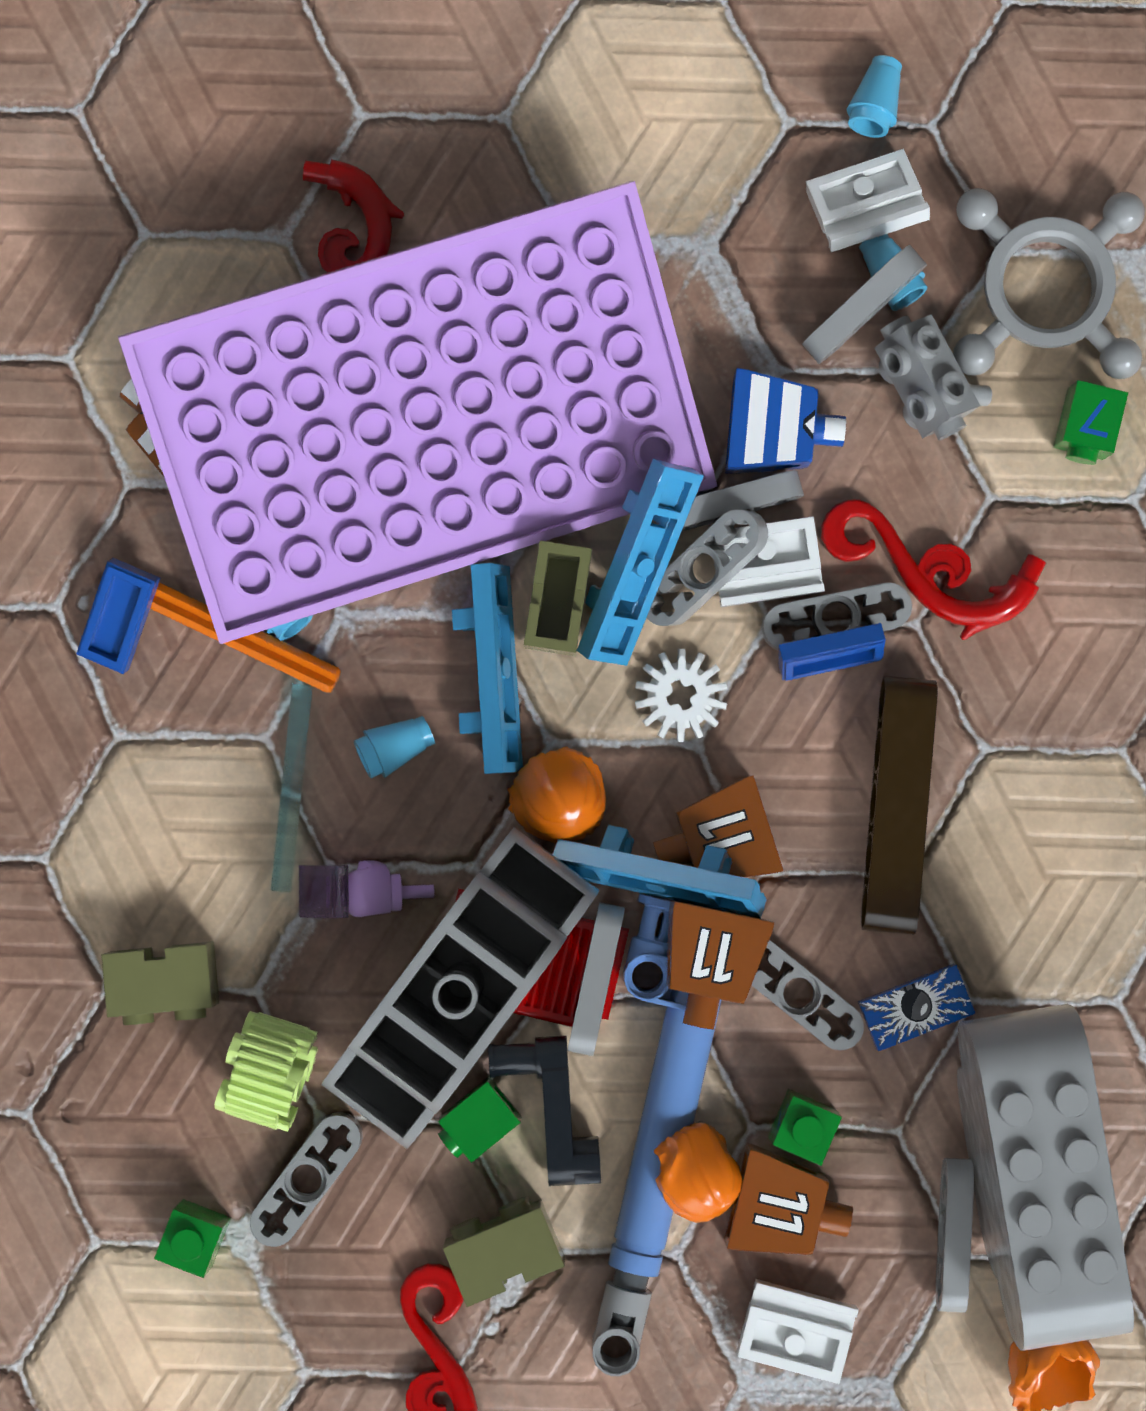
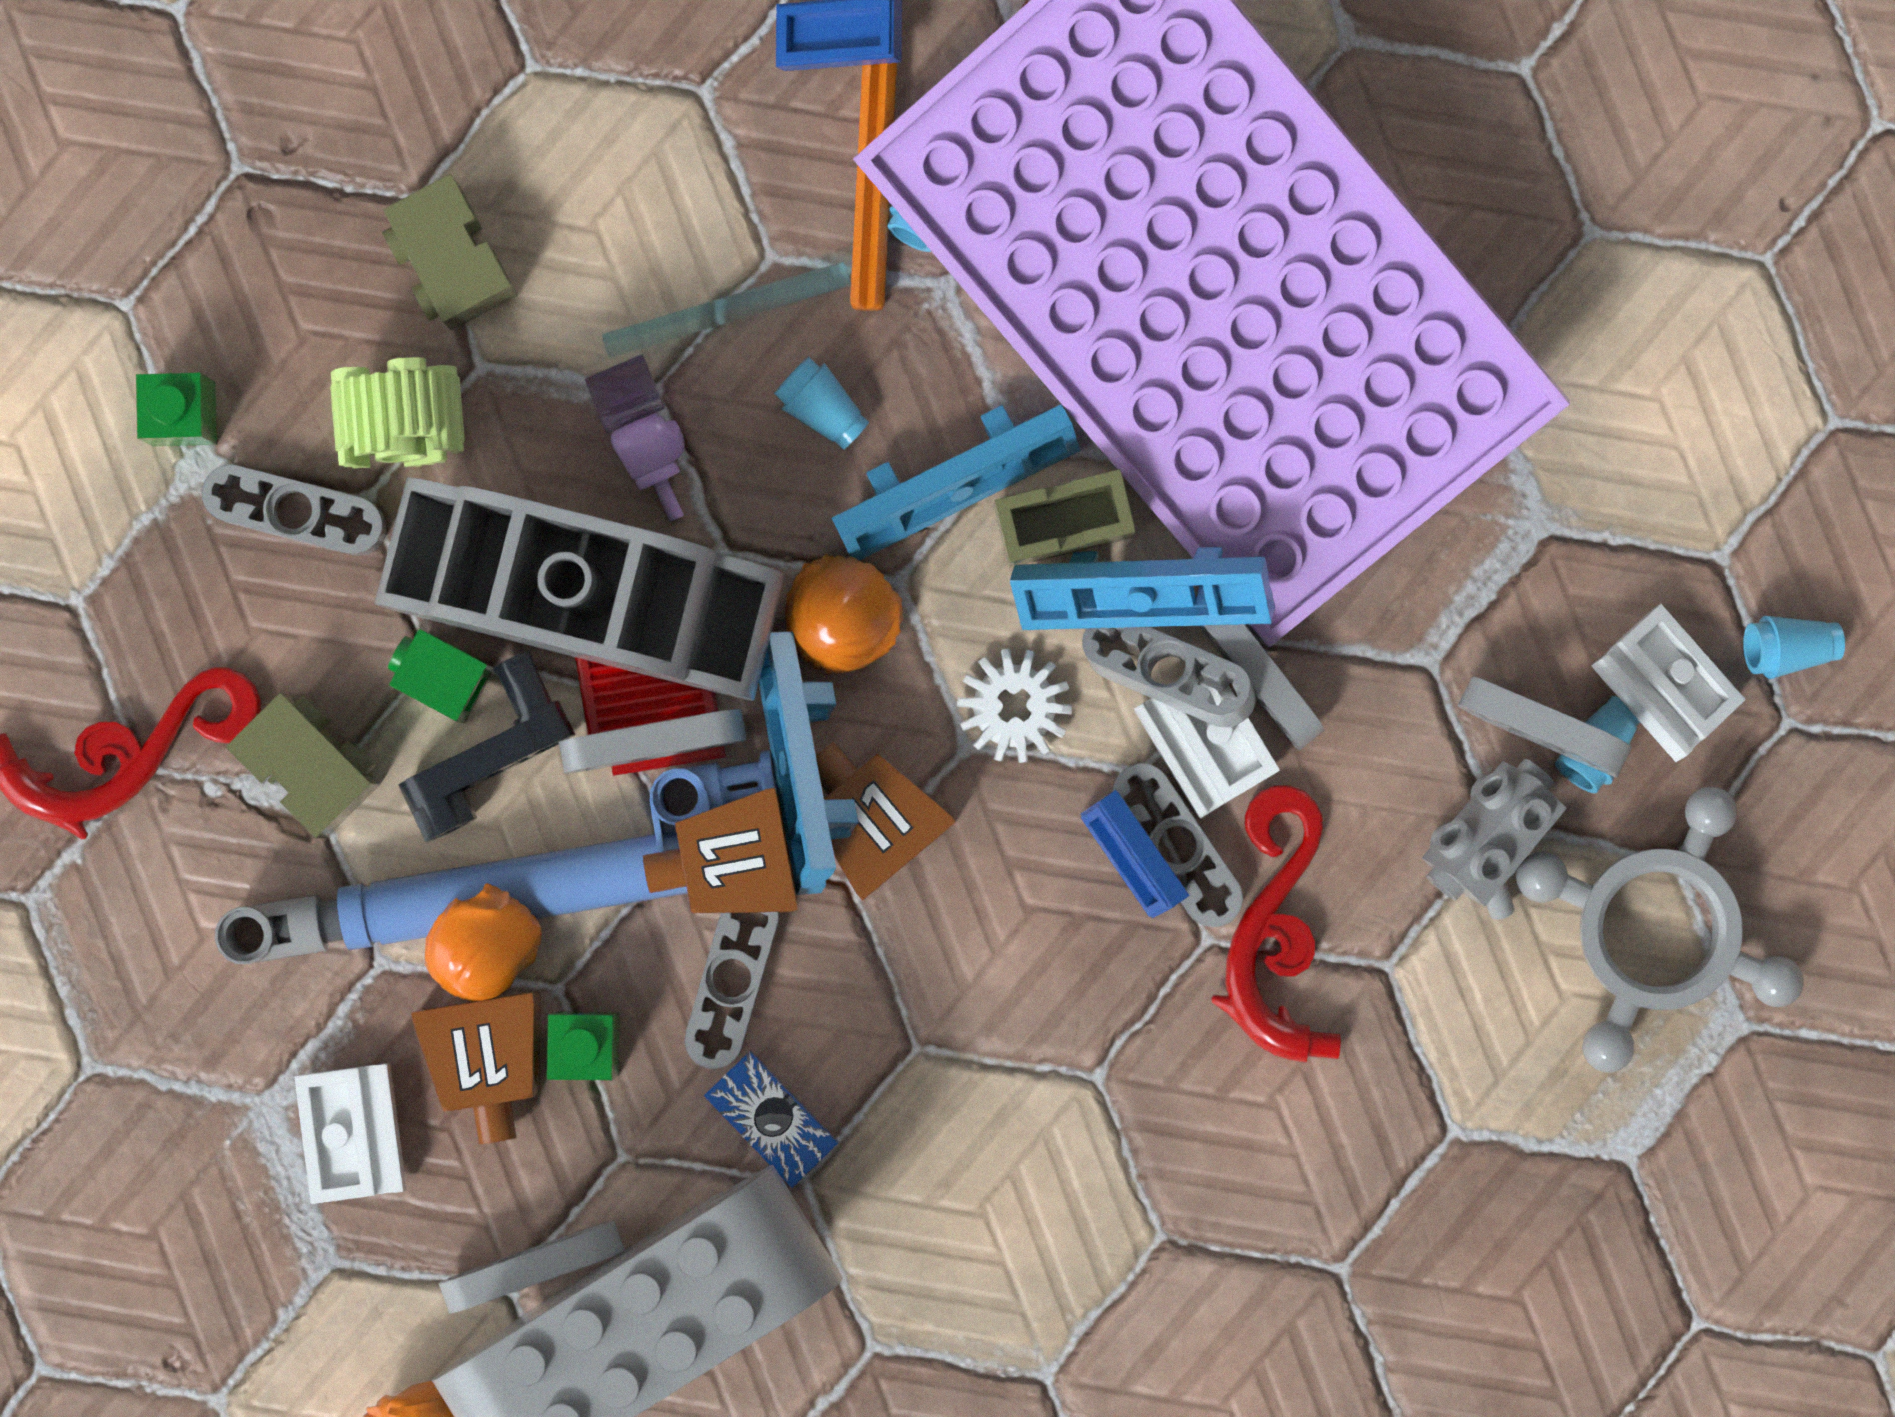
camera: 70 degrees right, 0 degrees up
(376, 206) = (1424, 131): red plant -> none
(776, 424) = (1366, 685): torso -> none
(899, 805) = (992, 1003): dark brown beam -> none
(1090, 422) = (1520, 1042): green brick -> none

